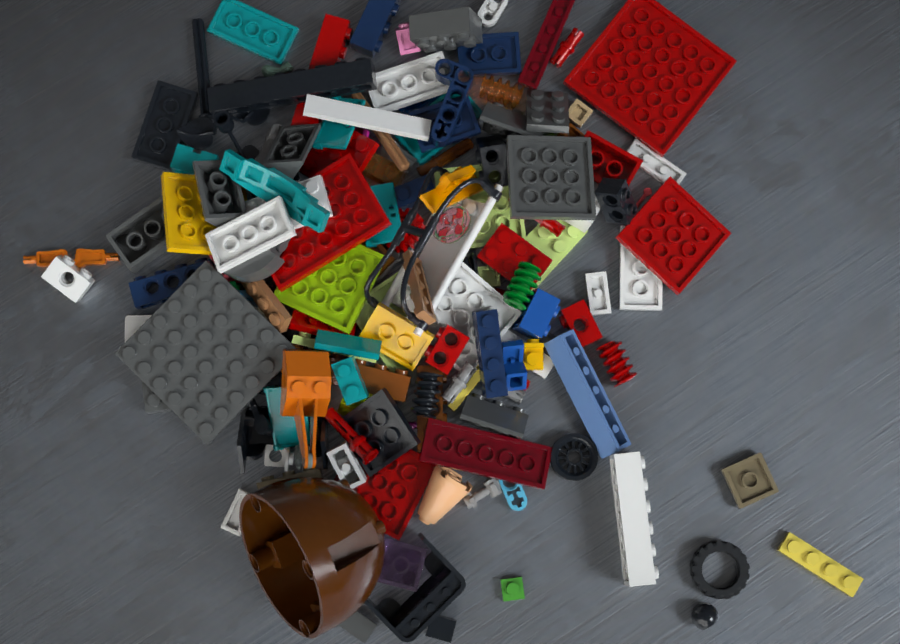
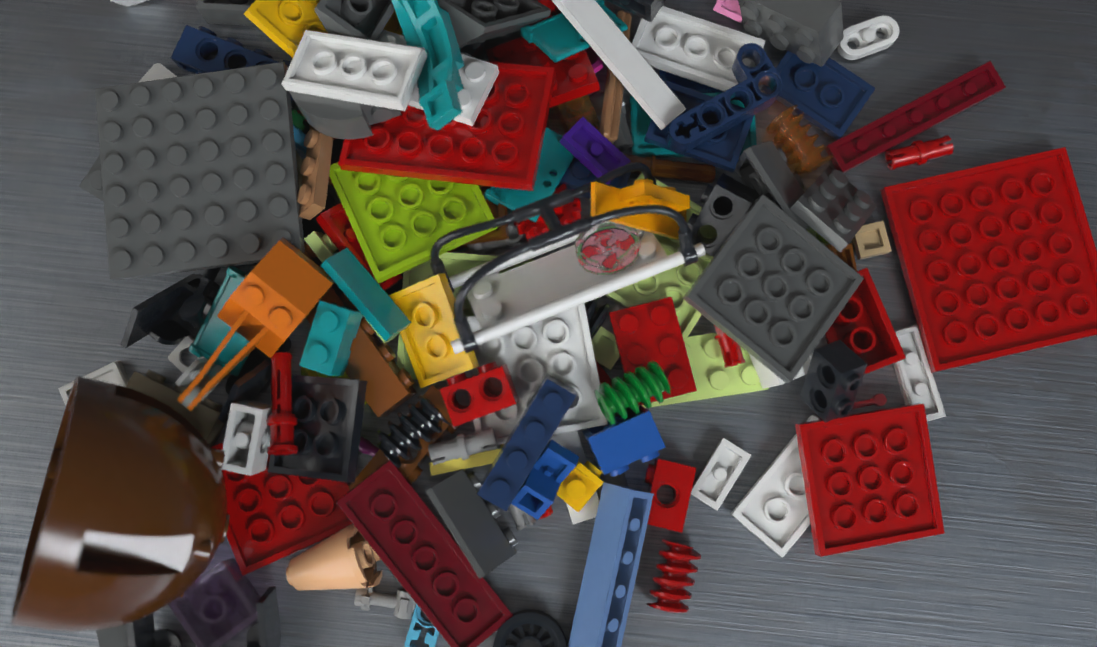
camera: 45 degrees right, 0 degrees up
(403, 179) = (593, 149): none -> dark purple plate
(419, 290) = (499, 298): medium nougat plate -> none

